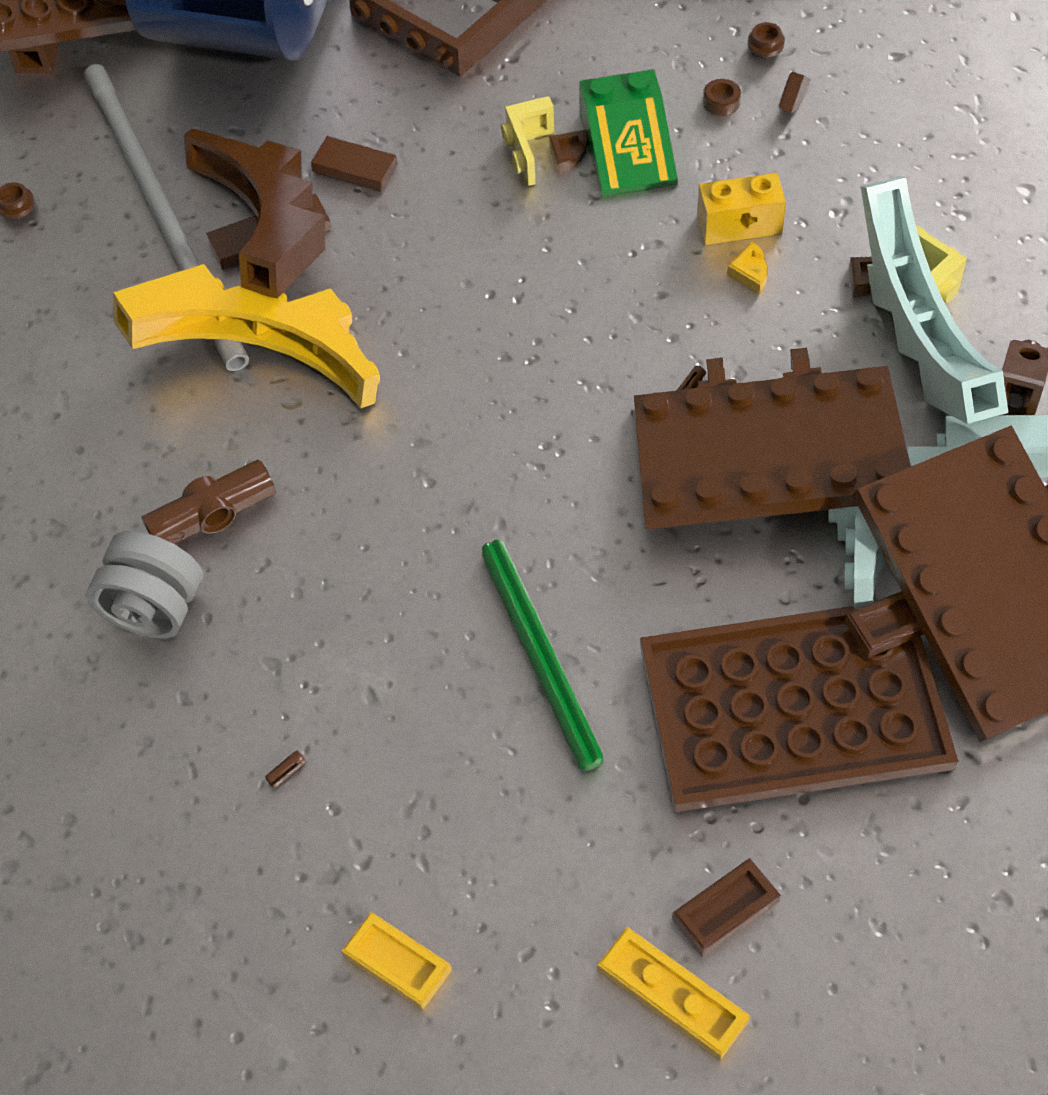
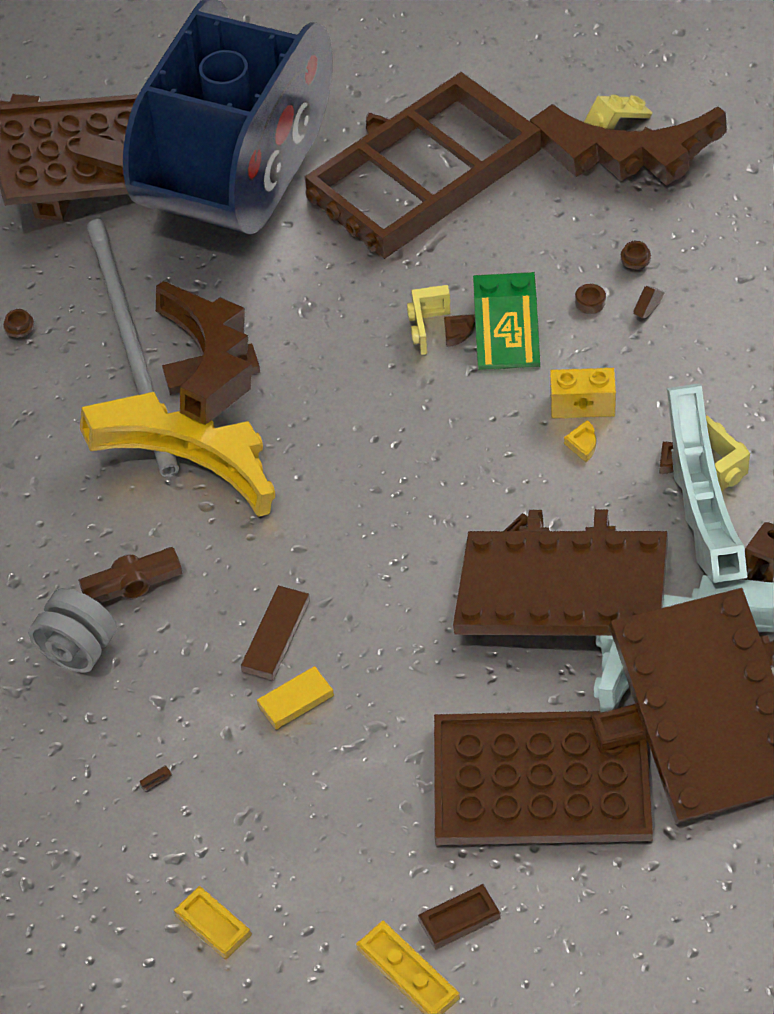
camera: 10 degrees right, 5 degrees down
(354, 163) = (287, 321): reddish brown tile -> none
(410, 555) = (275, 633): none -> reddish brown tile
(452, 637) = (295, 697): none -> yellow tile
(542, 656) = (359, 719): green axle -> none

